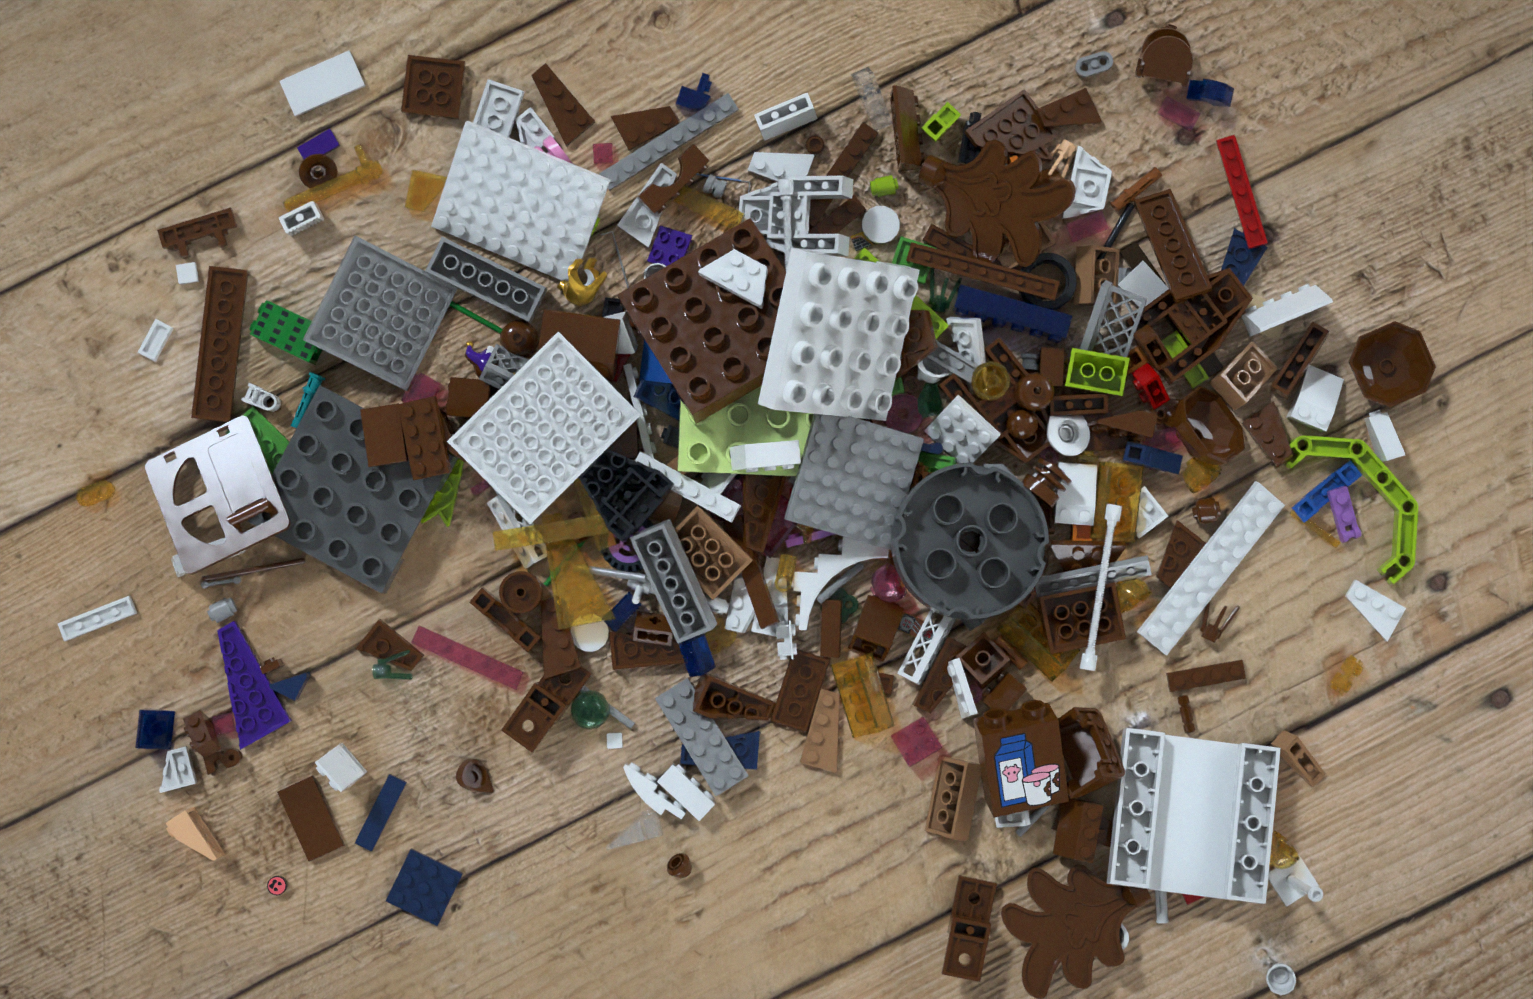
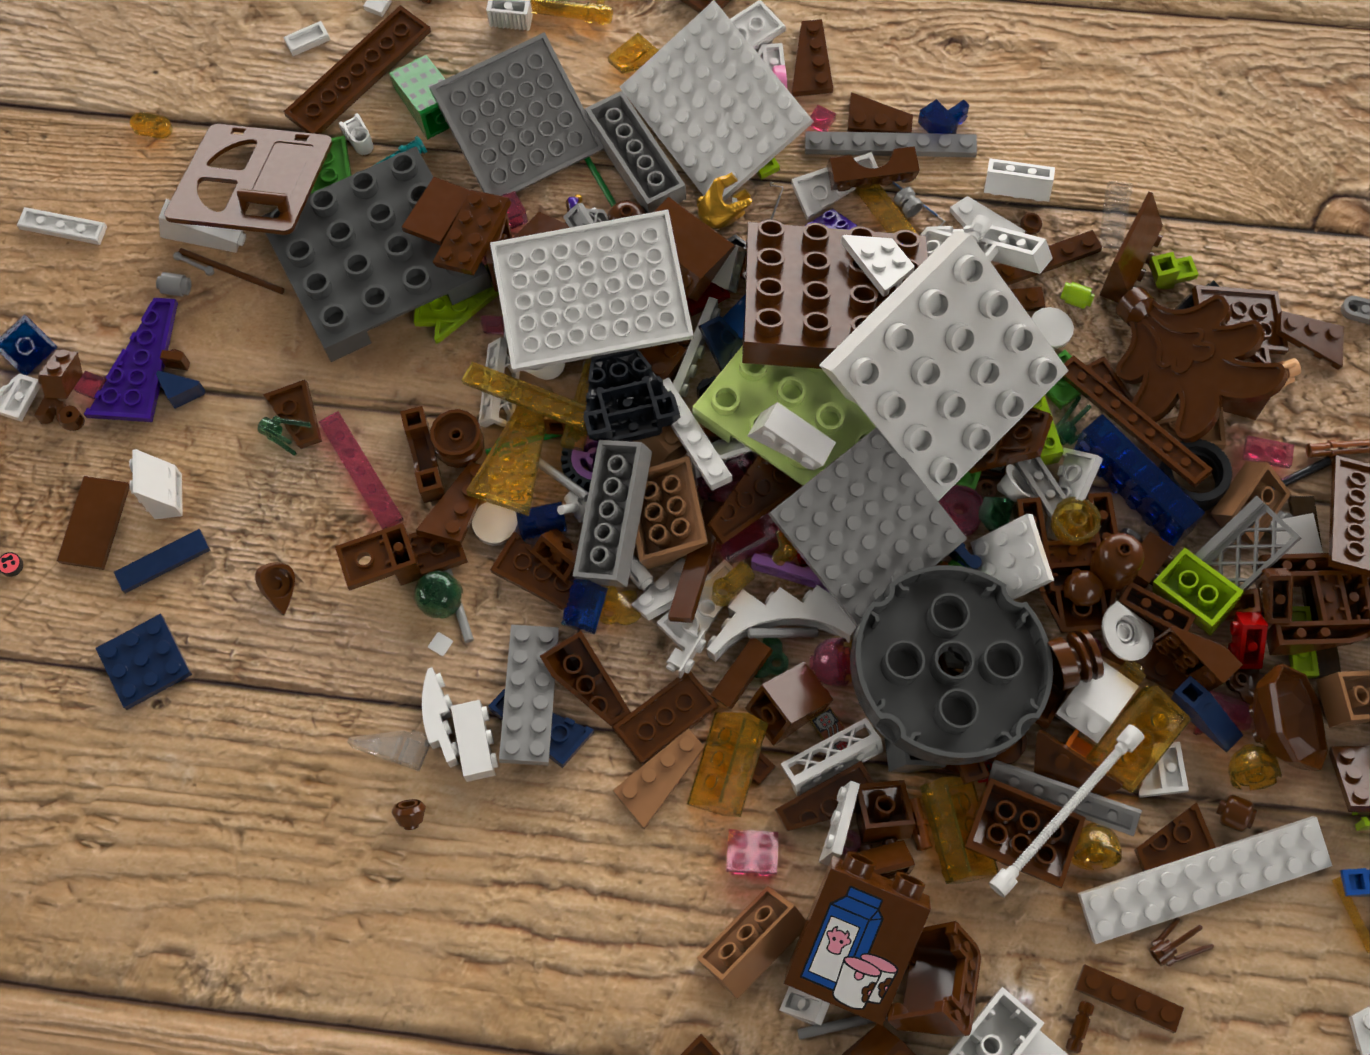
camera: 35 degrees right, 20 degrees down
(1091, 185) = (1290, 415): white wing -> none

